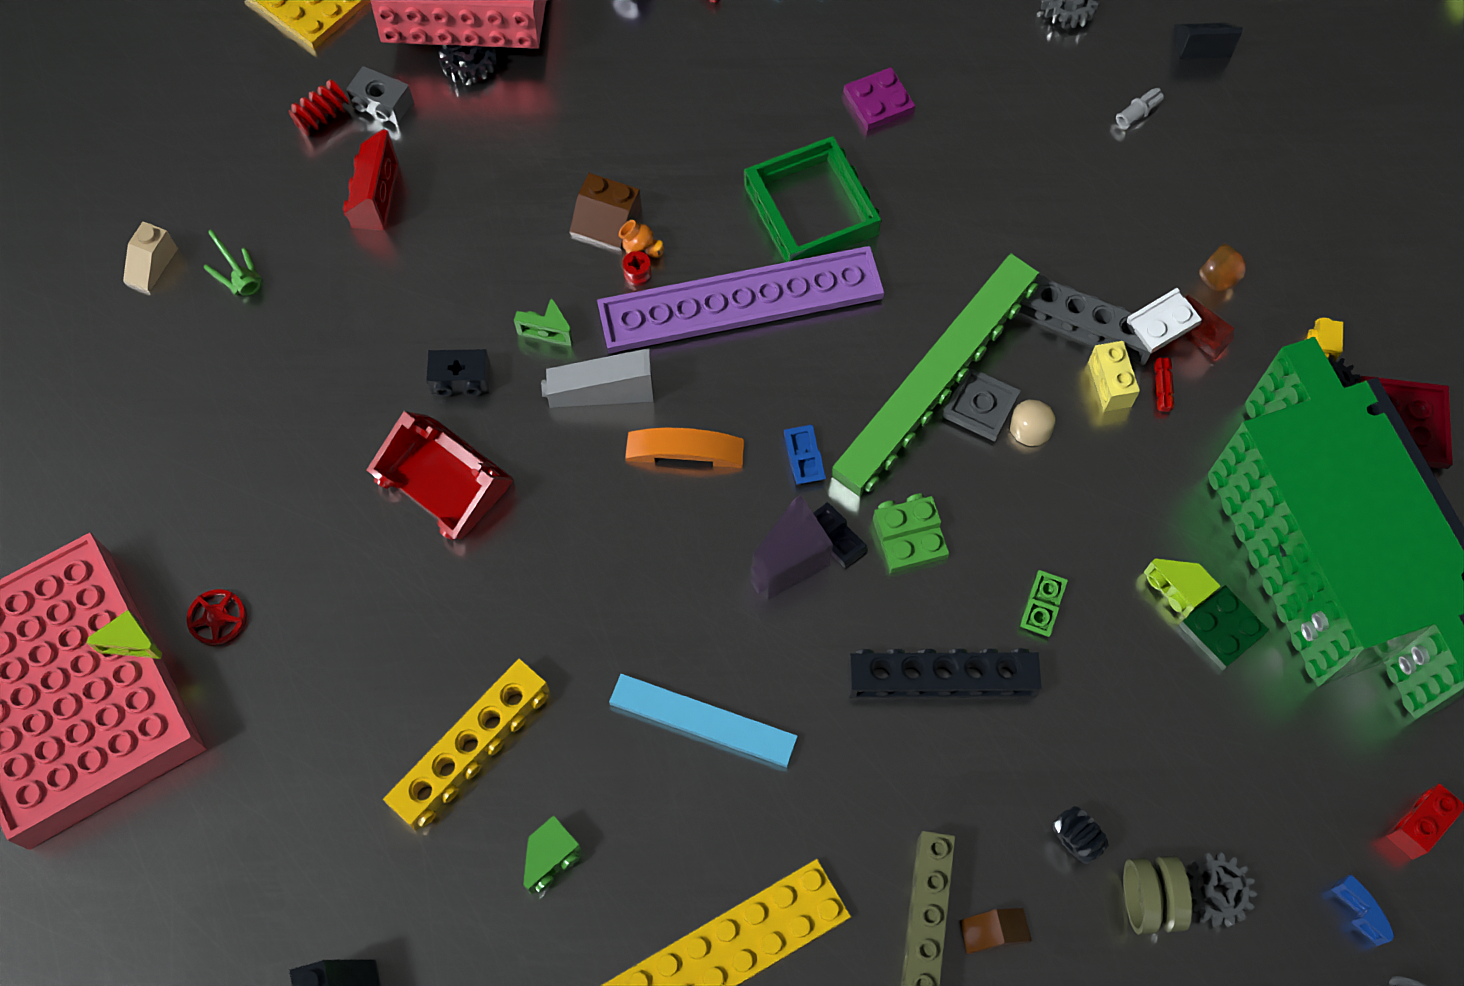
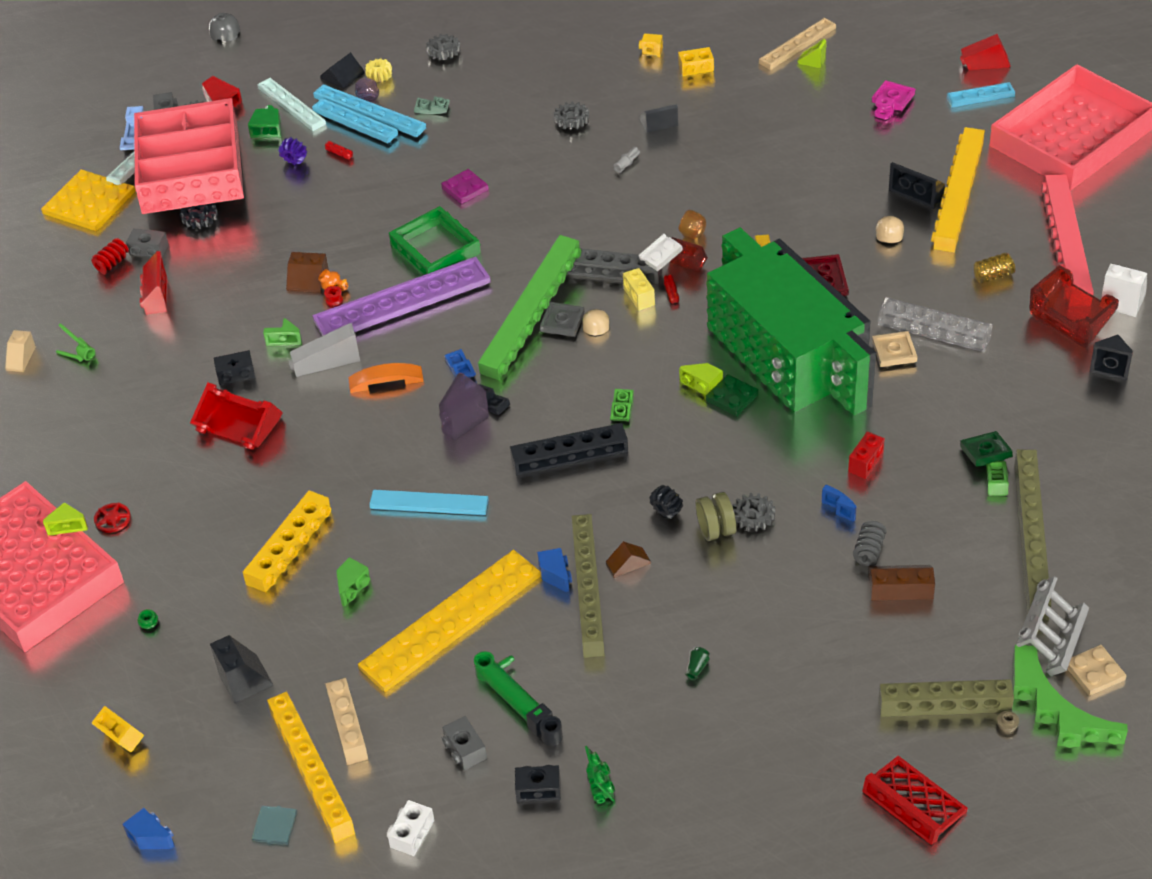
camera: 10 degrees left, 20 degrees down
(217, 835) = (147, 619): none -> green plate
(872, 920) = (553, 568): none -> blue slope
(910, 532) = (533, 388): bright green plate -> none

